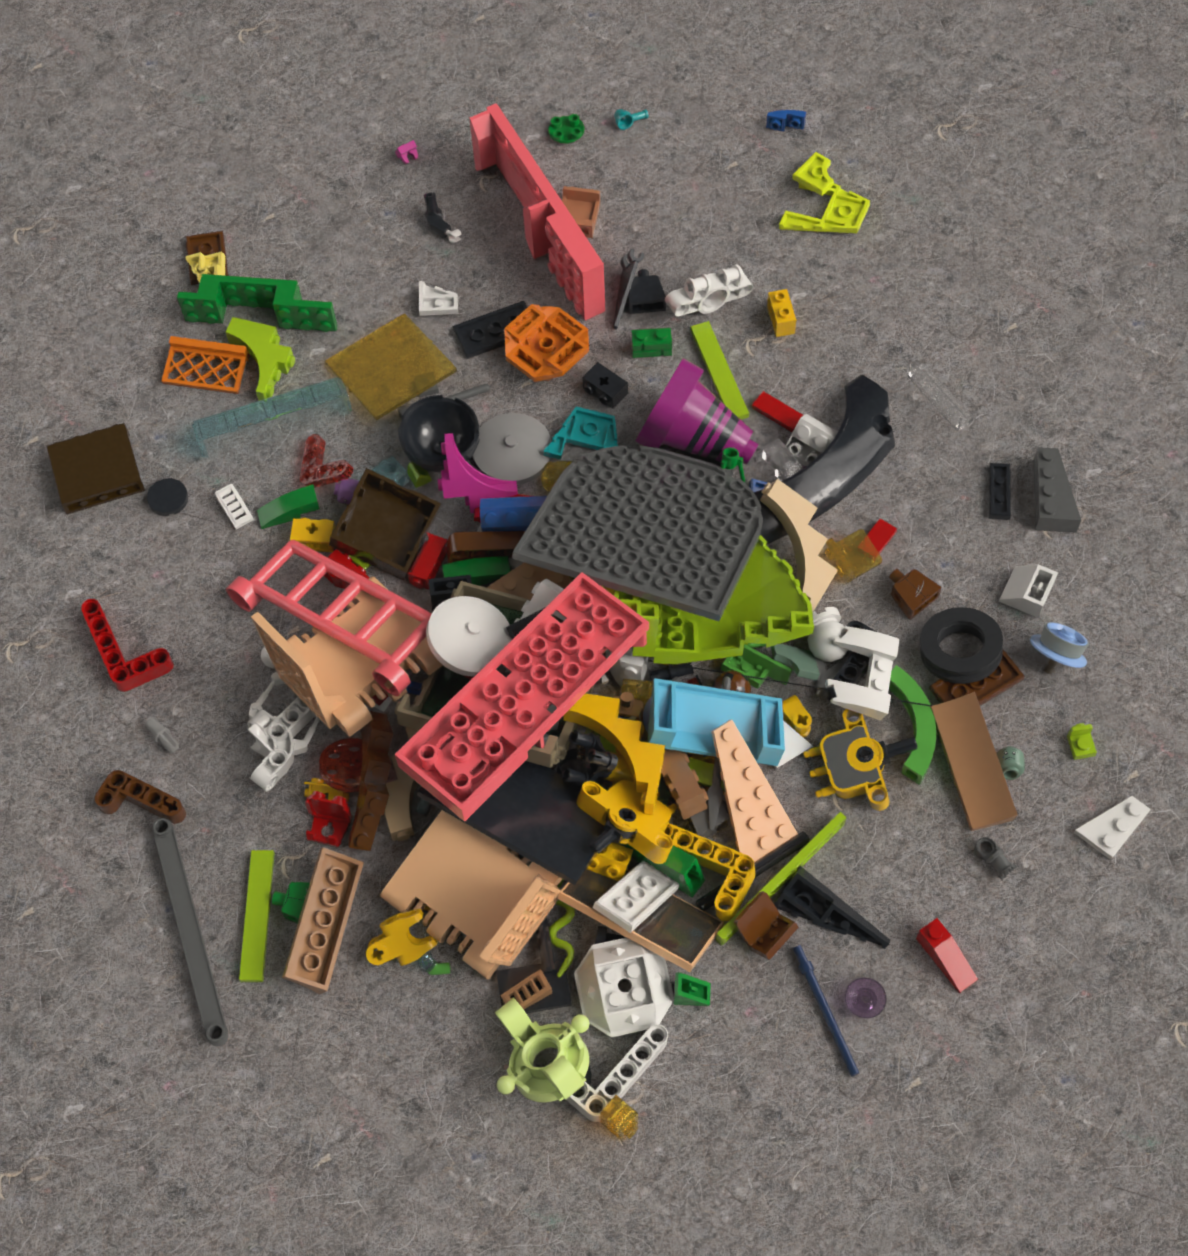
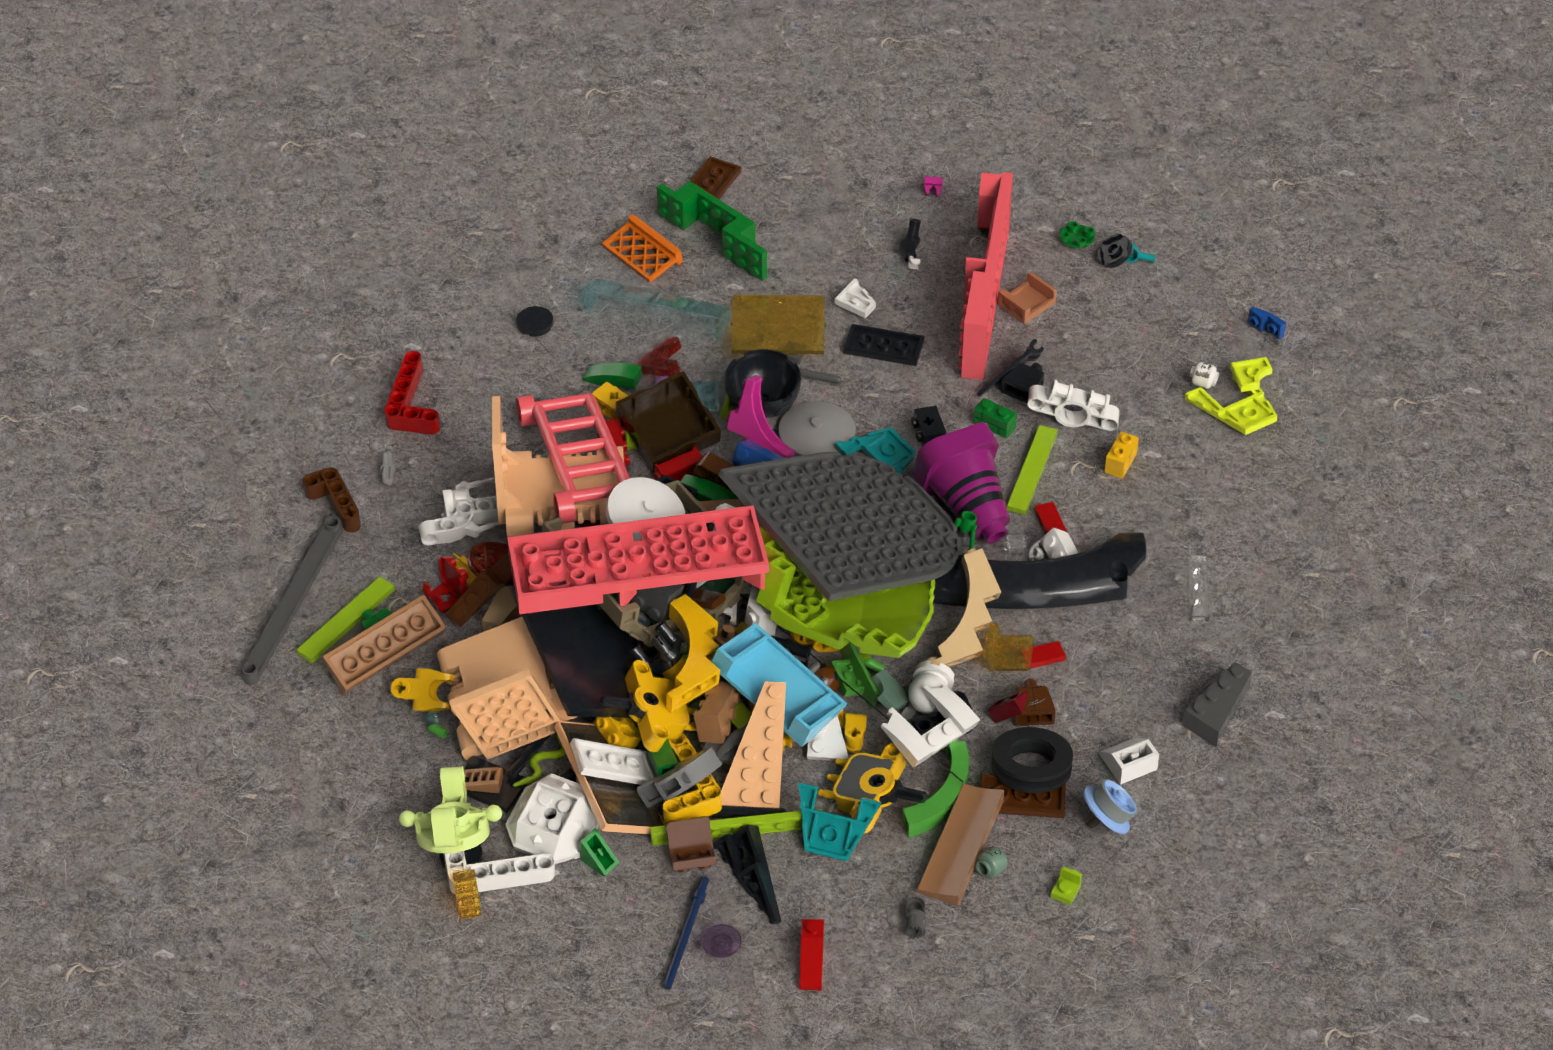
camera: 35 degrees right, 15 degrees down
(95, 468) = (499, 272): dark brown panel -> none
(210, 264) = (708, 183): light yellow slope -> none
(227, 495) = (573, 353): white slope -> none
(264, 347) = (695, 263): lime arch -> none
(545, 342) = (907, 369): orange piece -> none
(612, 125) = (1114, 250): none -> black tile
(713, 870) = (680, 778): none -> dark grey slope
(781, 198) = (1204, 375): none -> white head
(867, 828) = (829, 832): none -> teal wing
(901, 608) = (1008, 707): none -> dark red slope
(999, 491) = (1179, 680): black tile -> none
(1113, 827) = (1034, 959): white wing -> none

